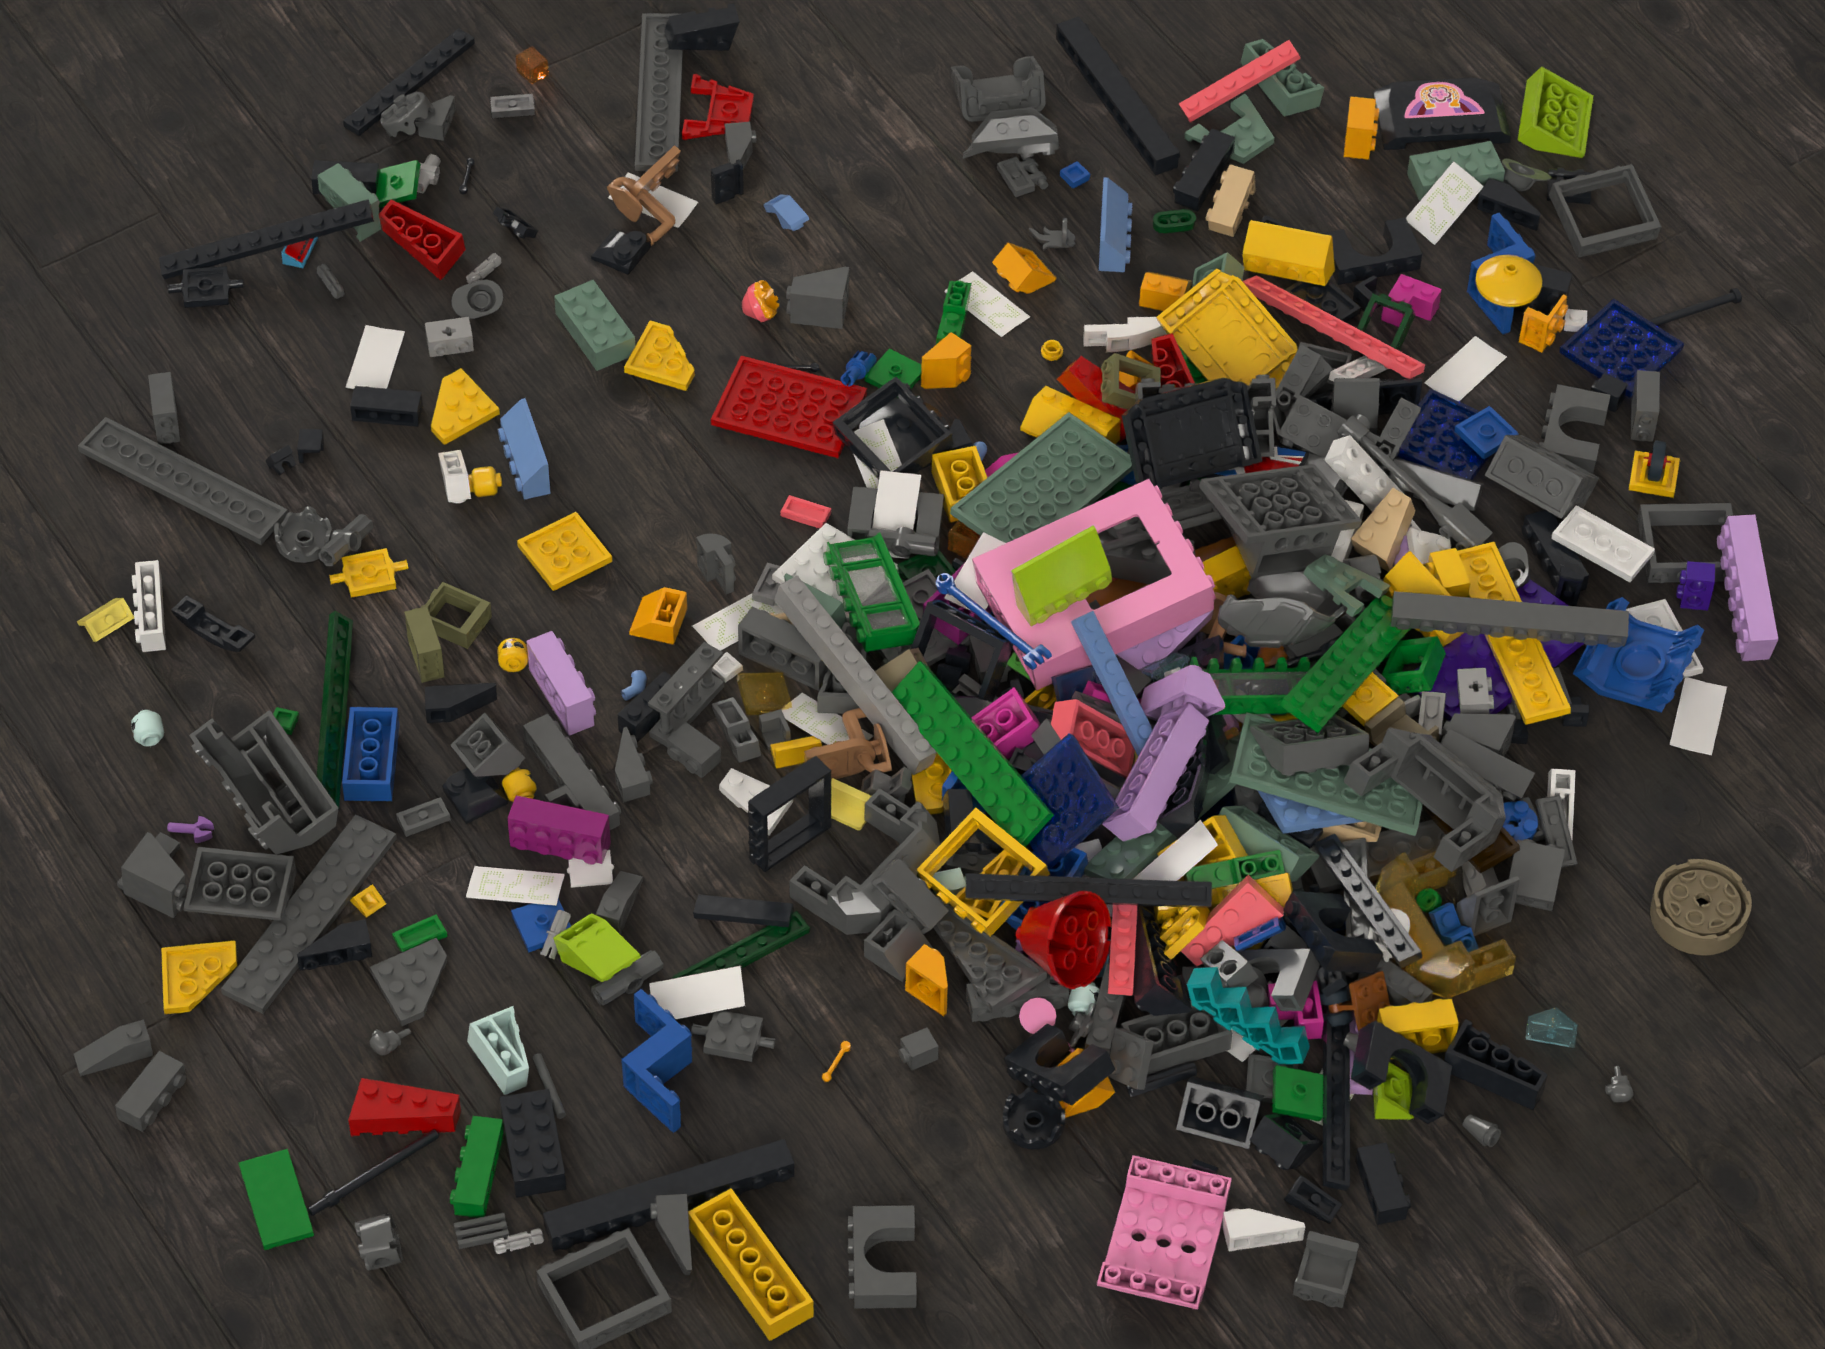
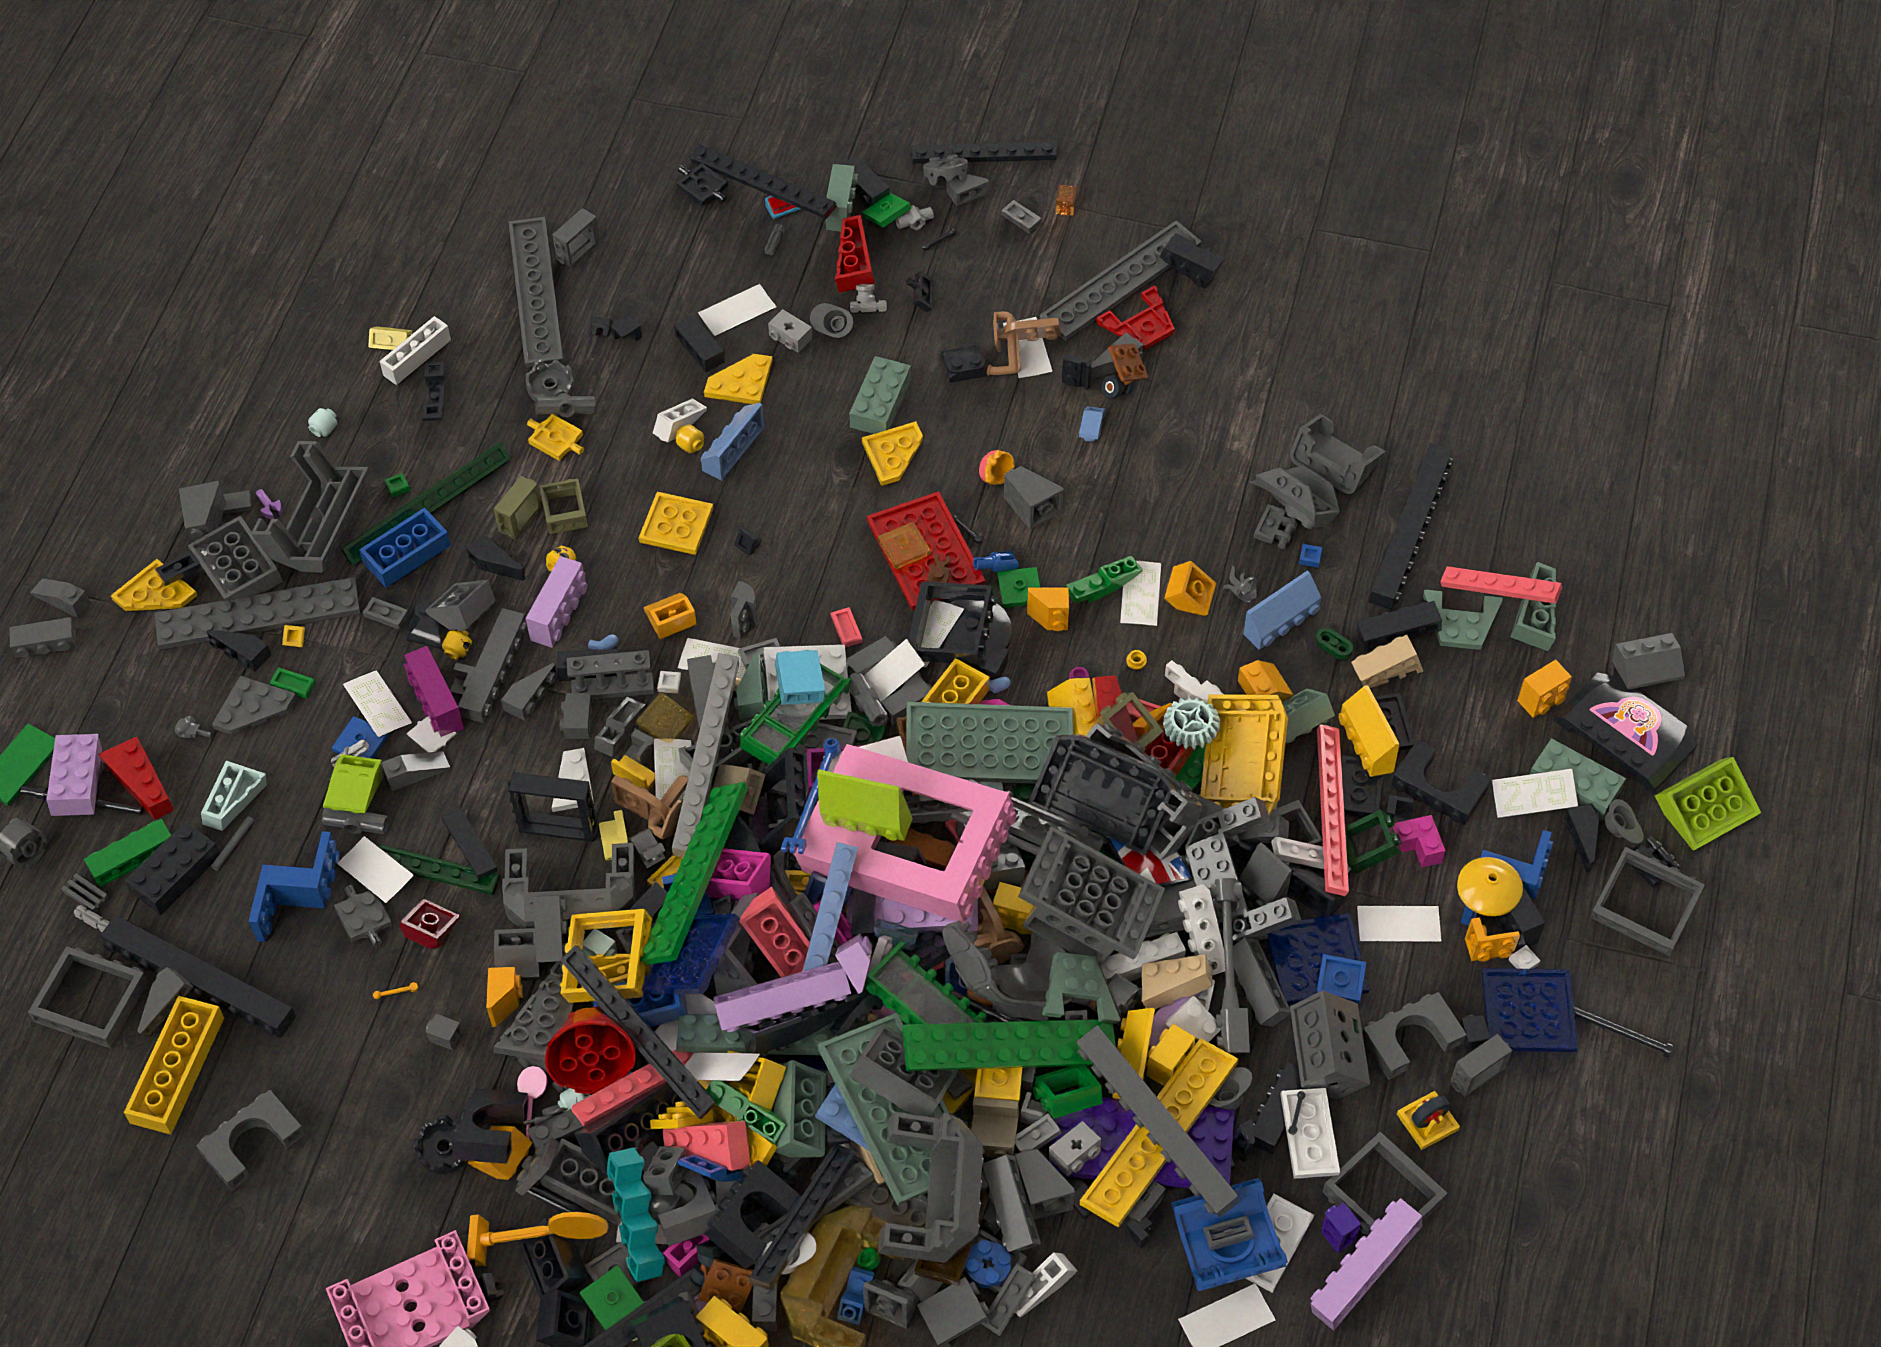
camera: 50 degrees right, 5 degrees up
(201, 933) = (182, 568): none -> black slope
(347, 1154) = (74, 775): none -> lavender brick
(470, 259) = (865, 292): none -> light grey wheel
(642, 515) = (747, 541): none -> black tile
(768, 149) = (1129, 369): none -> dark orange plate
(772, 413) = (904, 545): none -> clear yellow plate
(798, 991) = (428, 924): none -> dark red slope
(826, 411) = (939, 572): none -> reddish brown plate
(849, 558) = (799, 677): none -> medium azure brick
(1025, 396) = (1078, 672): none -> magenta plate
(1173, 344) = (1194, 729): none -> light aqua gear
(1218, 1067) = (568, 1225): none -> light orange piece
(1399, 53) = (1649, 661): none -> dark grey slope
(1593, 549) = (1293, 1129): none -> black hinge
(1642, 660) = (1229, 1236): none -> dark grey tile

